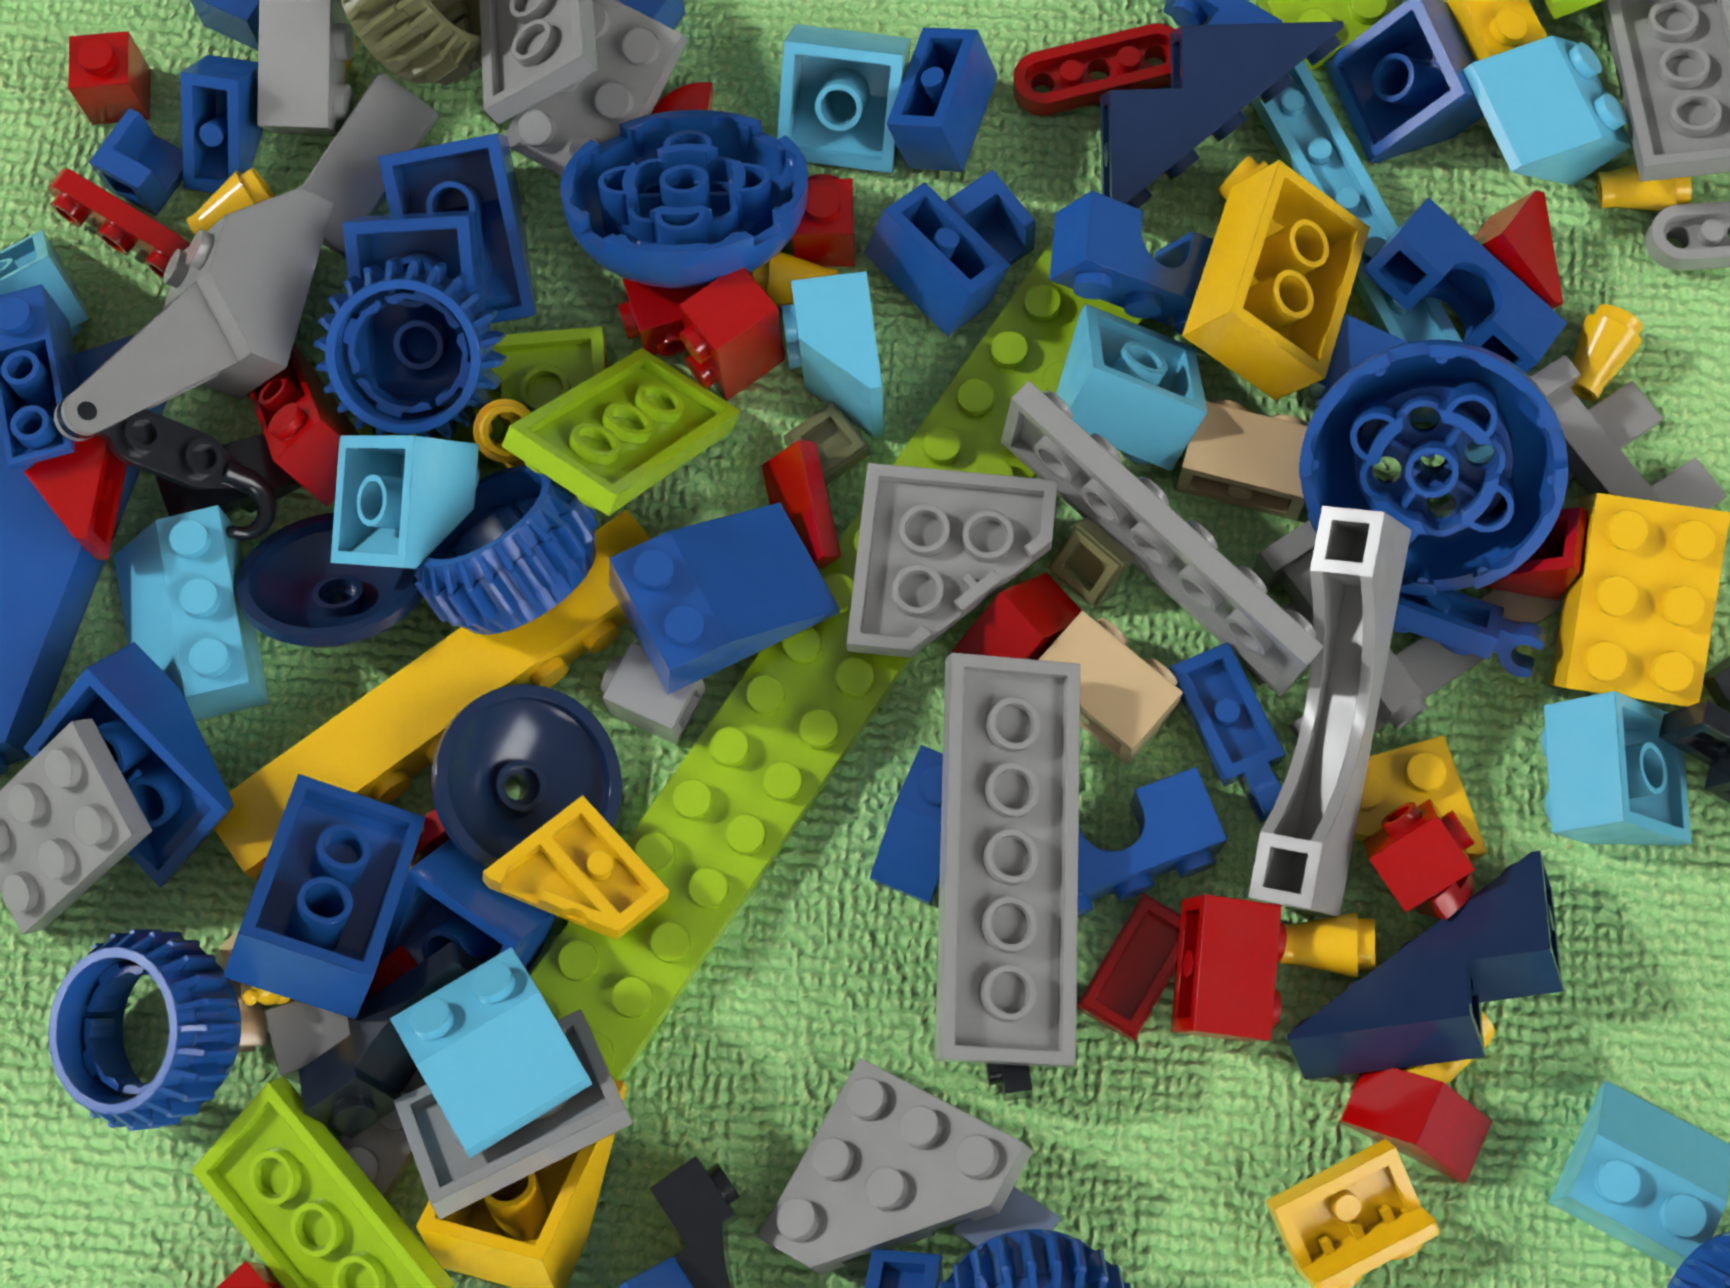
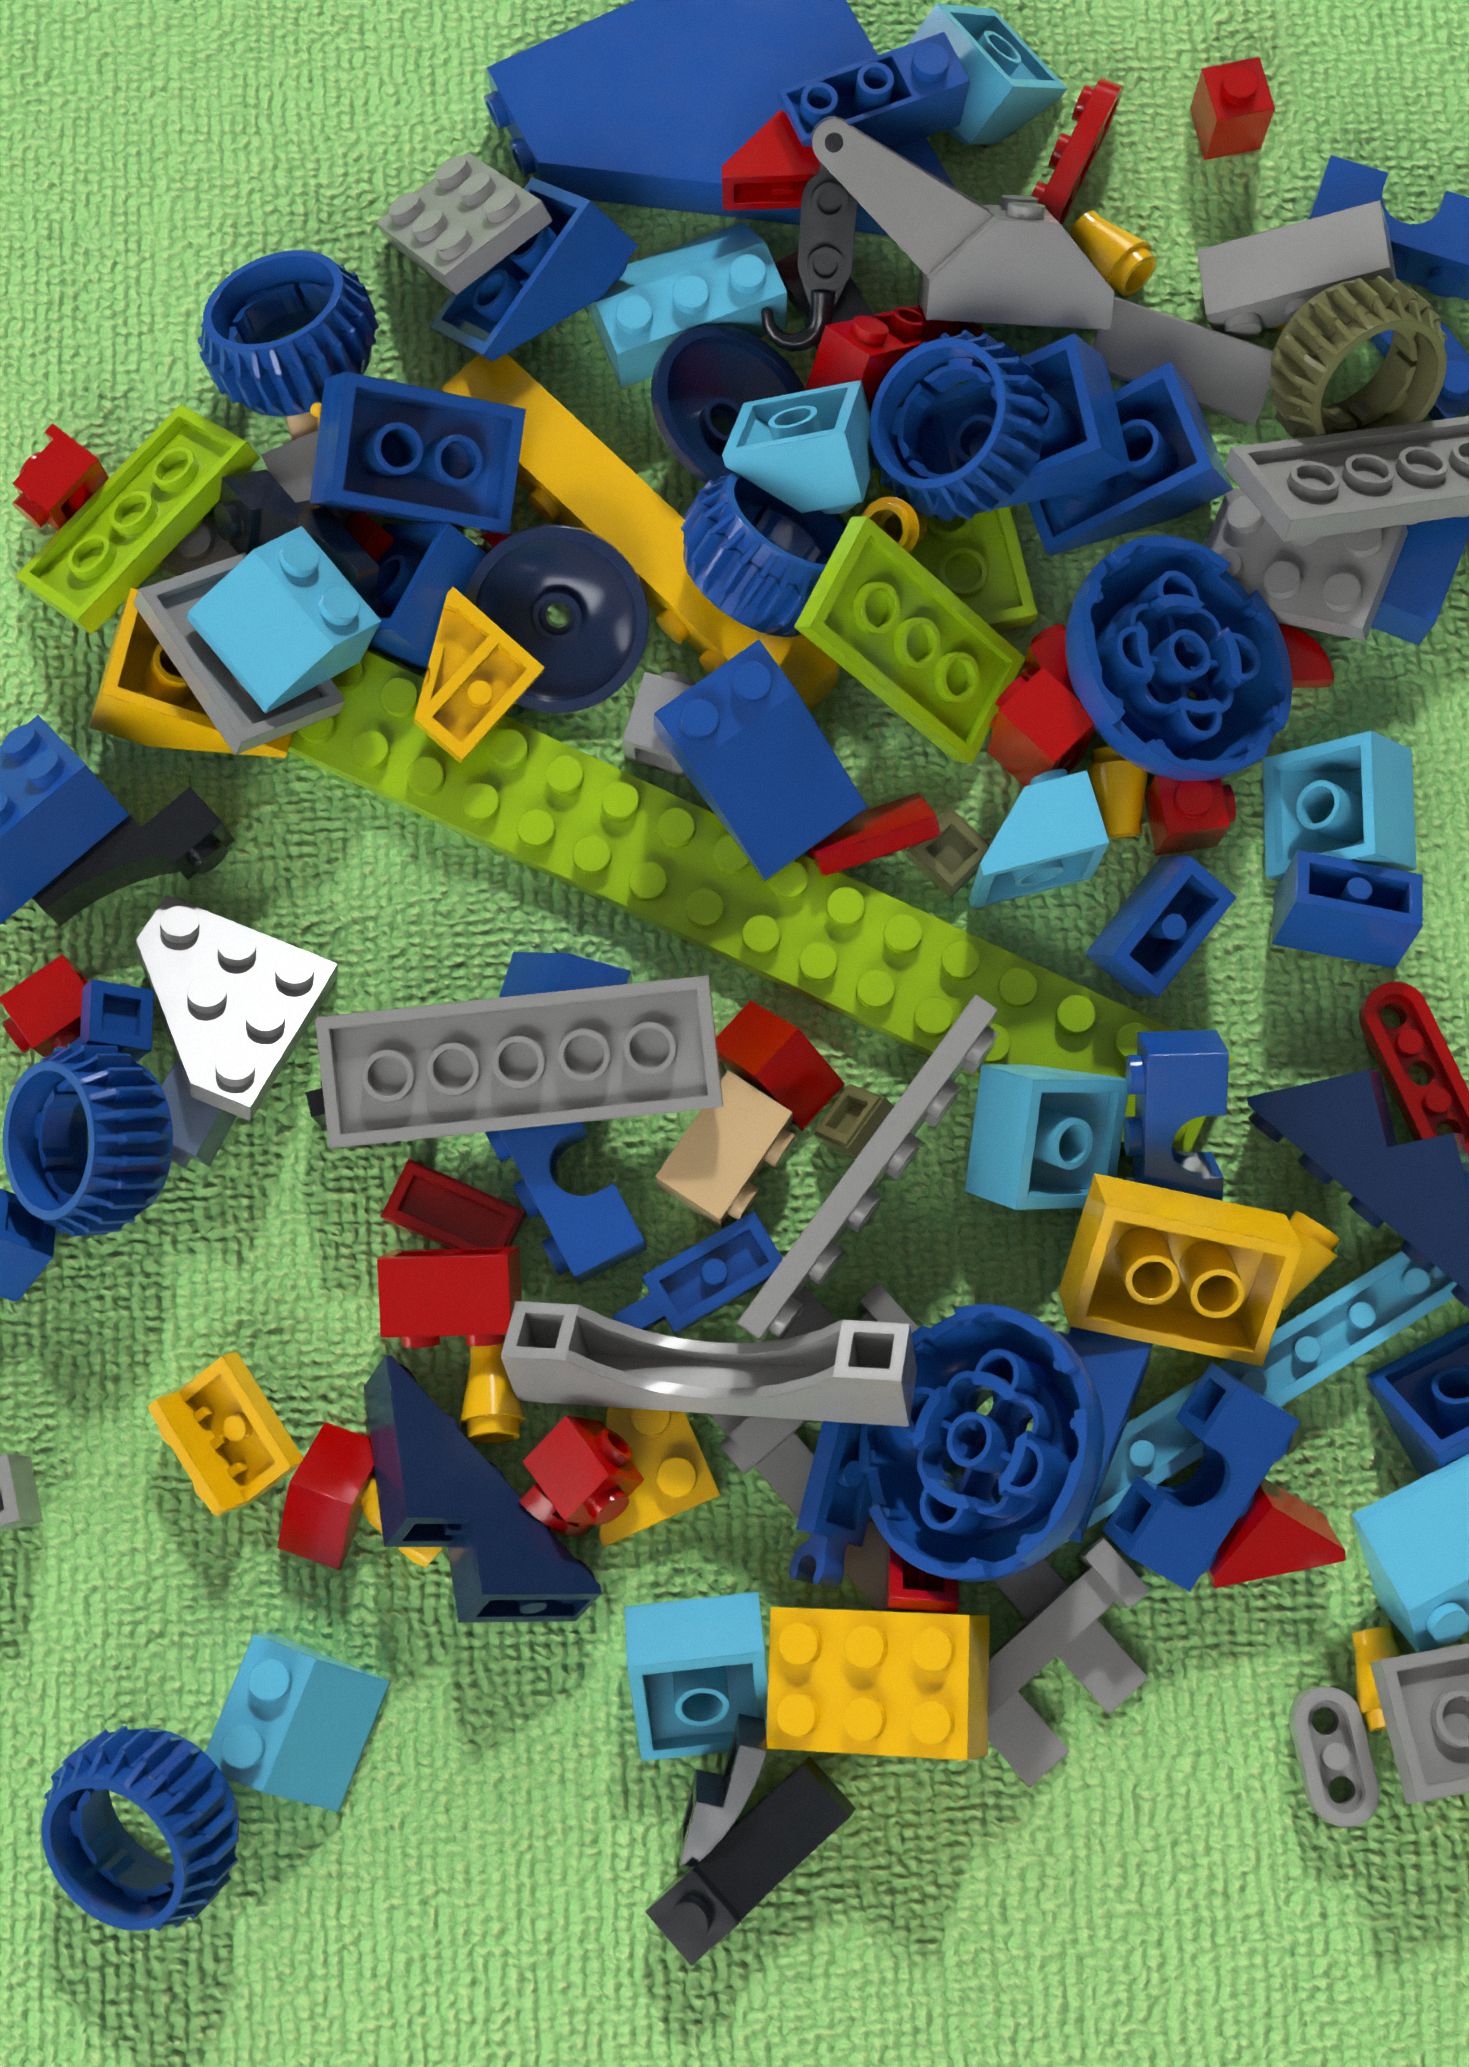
camera: 80 degrees right, 5 degrees up
(139, 164) = (1148, 158): blue panel -> none
(218, 120) = (1202, 213): blue slope -> none
(938, 549) = (838, 965): light grey plate -> none
(996, 216) = (1215, 978): blue panel -> none
(1246, 460) = (993, 1257): tan brick -> none
(1603, 348) = (1173, 1639): yellow cone -> none

